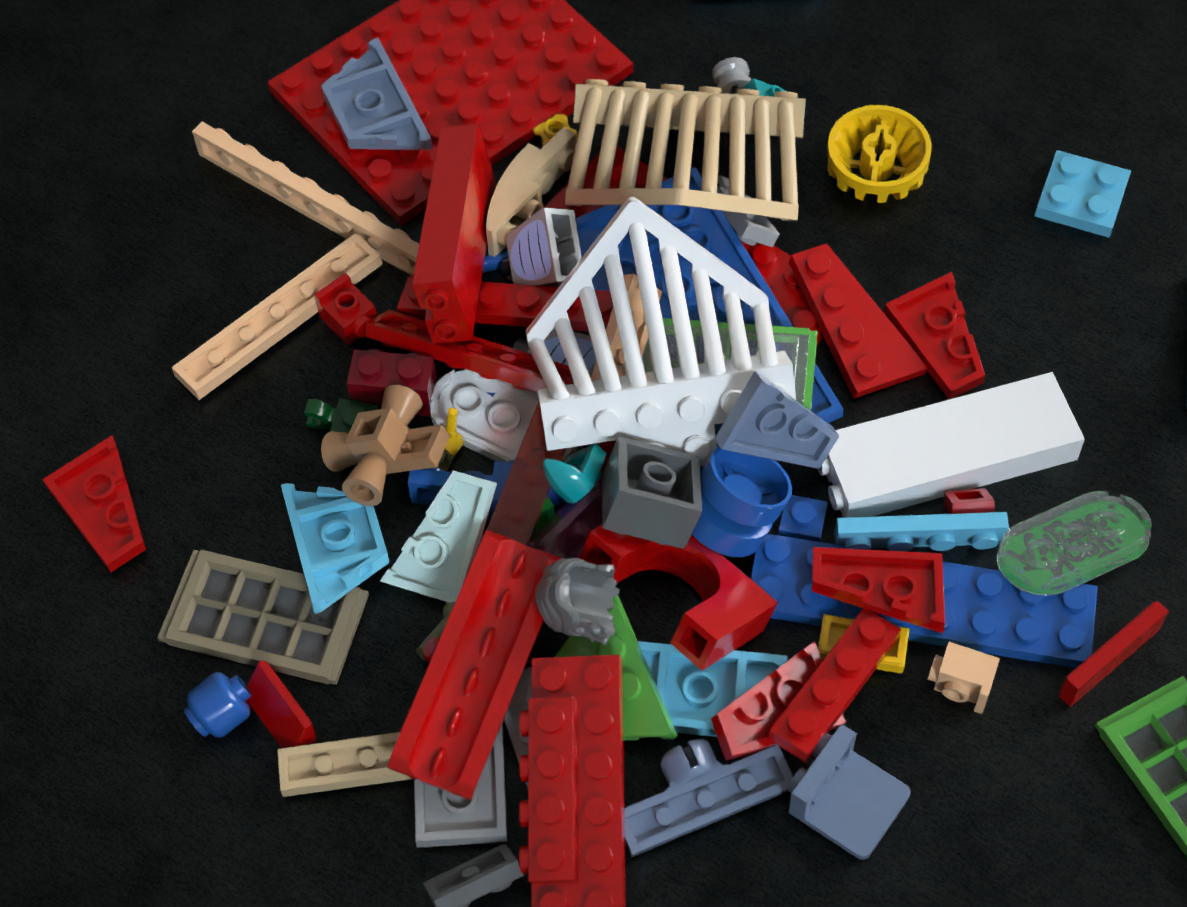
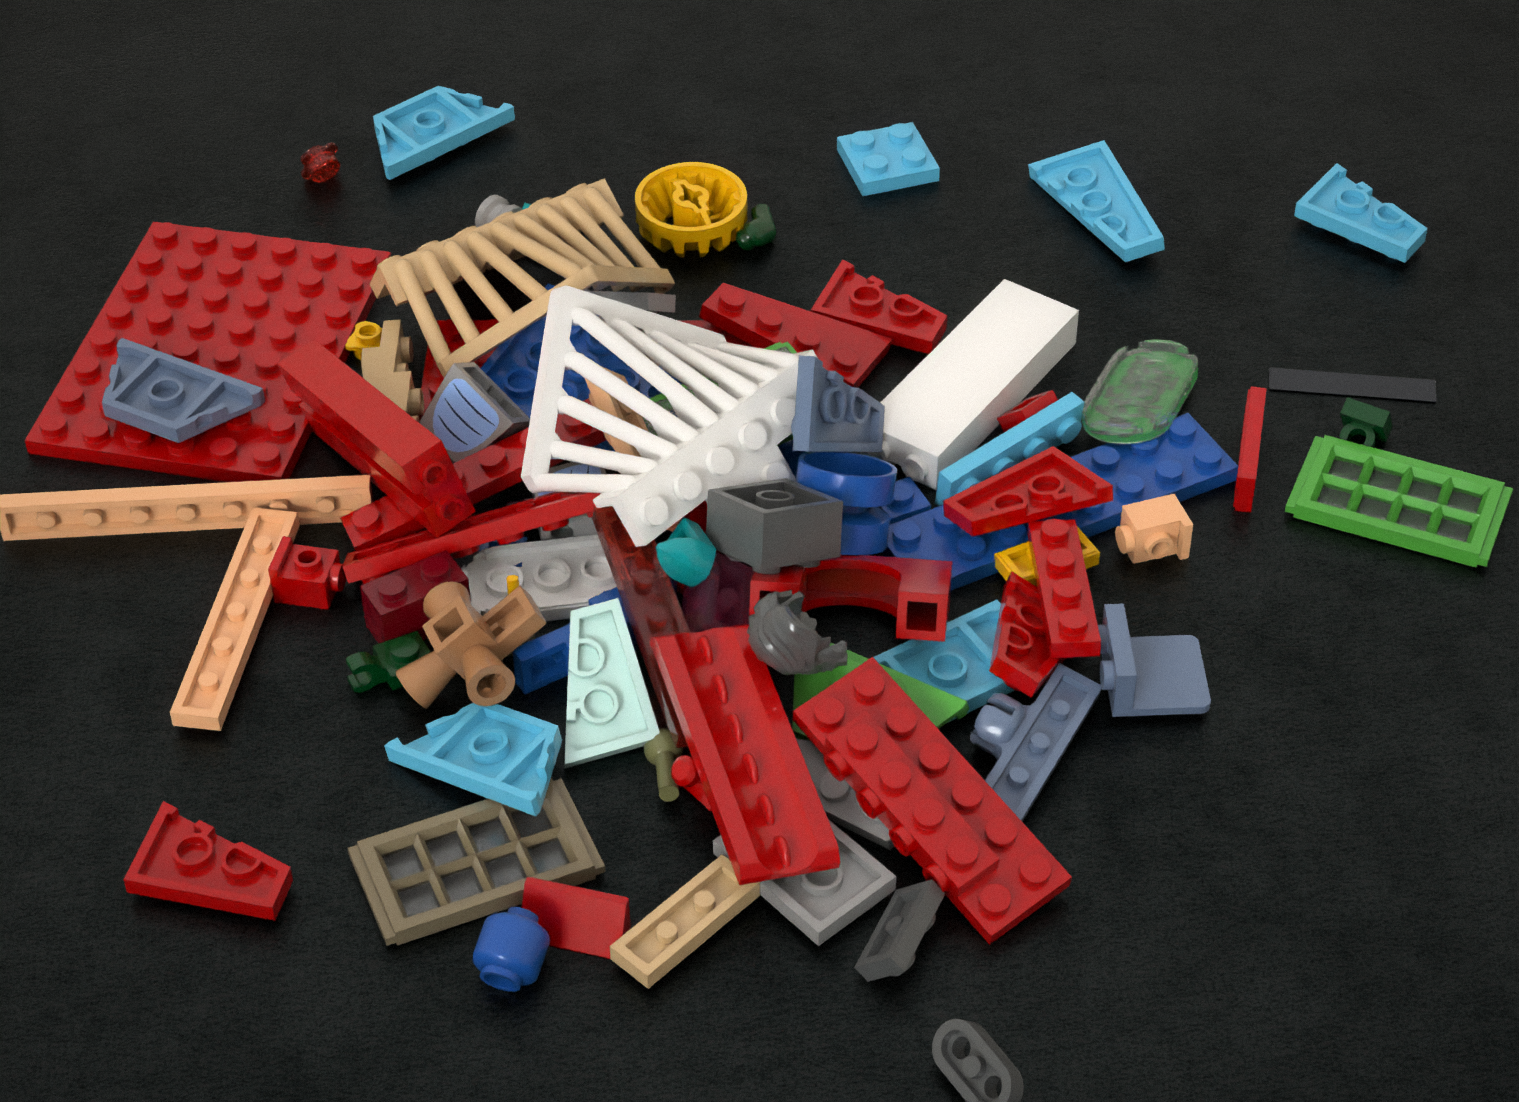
camera: 40 degrees left, 15 degrees down
(919, 204) = (759, 230): none -> dark green arm

